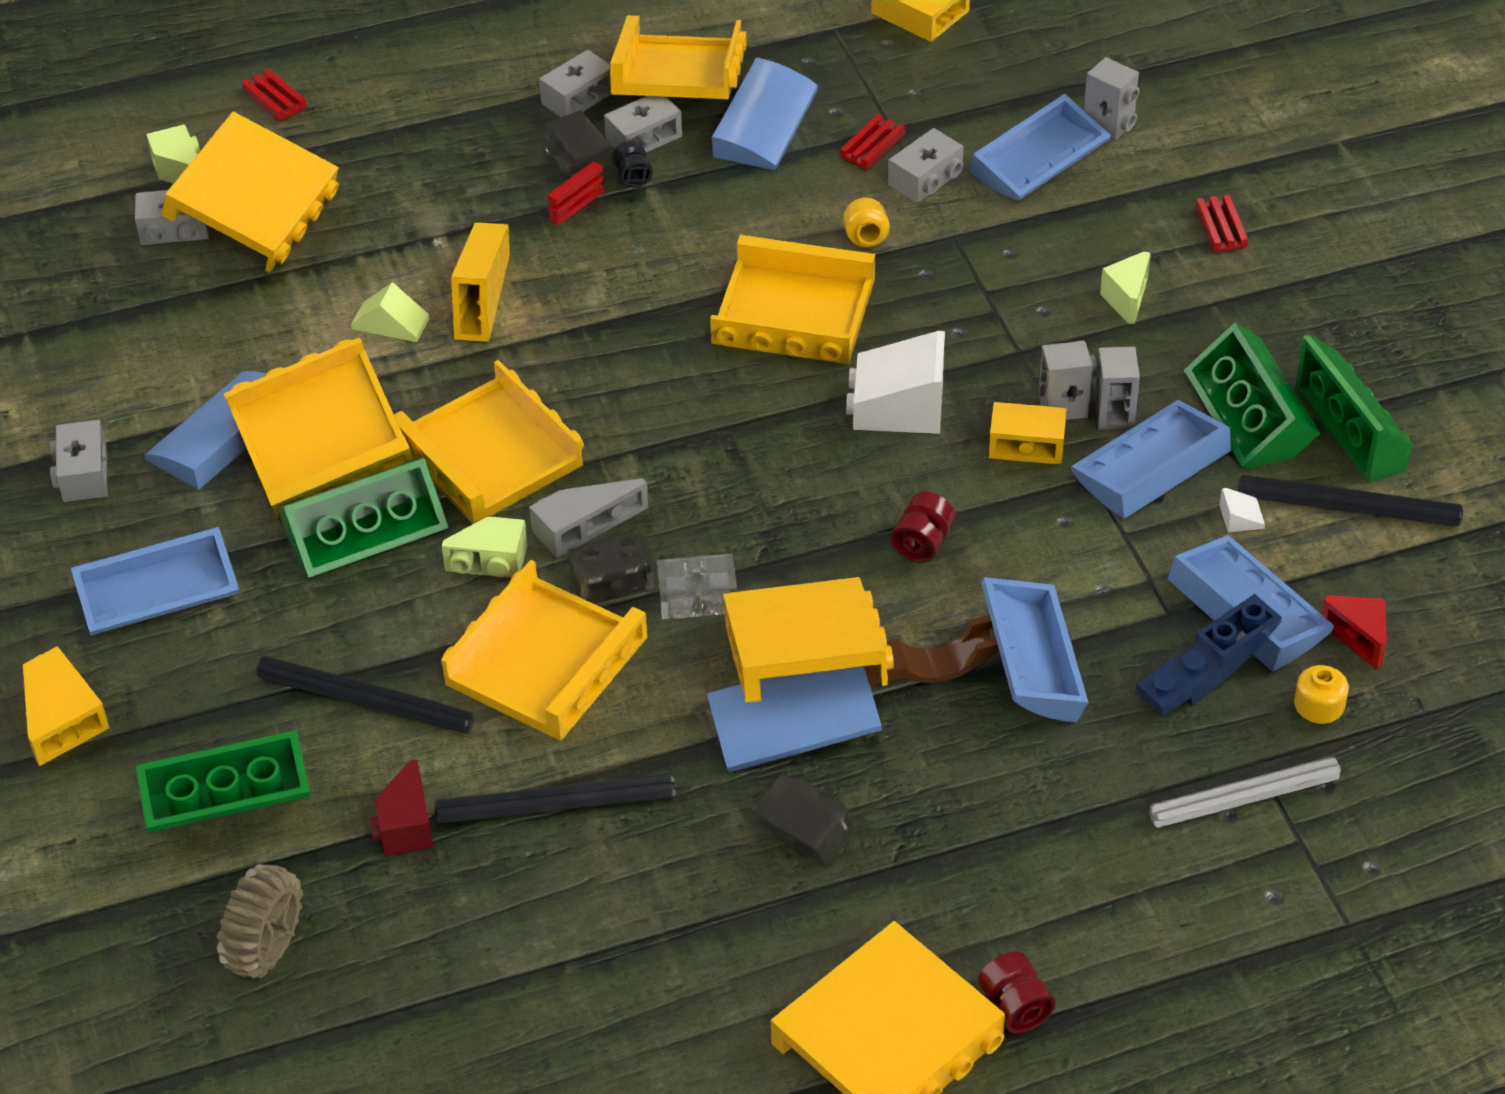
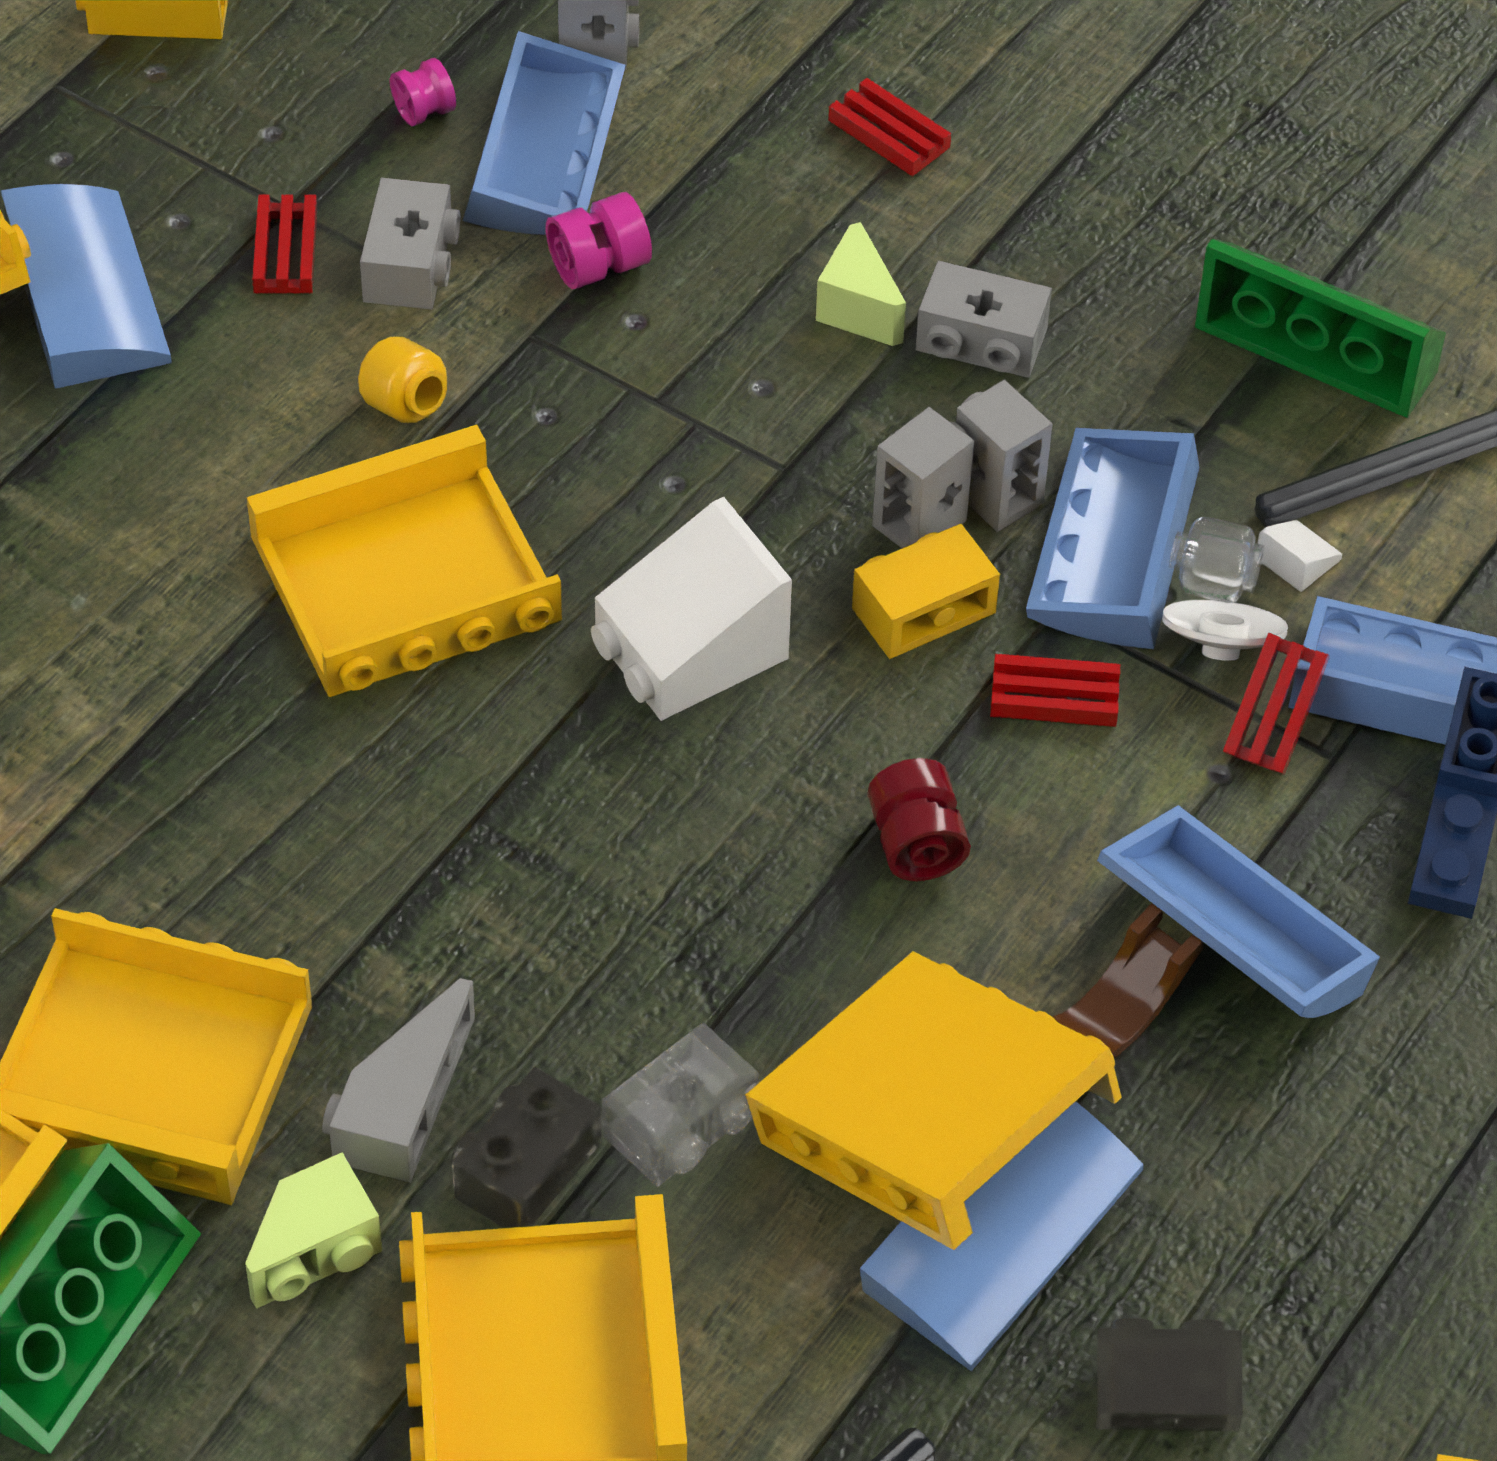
camera: 40 degrees left, 5 degrees up
(997, 103) = (423, 92): none -> dark pink wheel
(1029, 204) = (590, 243): none -> dark pink wheel
(1057, 507) = (1055, 682): none -> red tile
(1148, 563) = (1295, 652): none -> red tile
(1162, 522) = (1223, 626): none -> white dish
(1176, 327) = (983, 319): none -> light grey brick
(1188, 491) = (1217, 559): none -> clear head
(1252, 398) = (1169, 375): green slope -> none

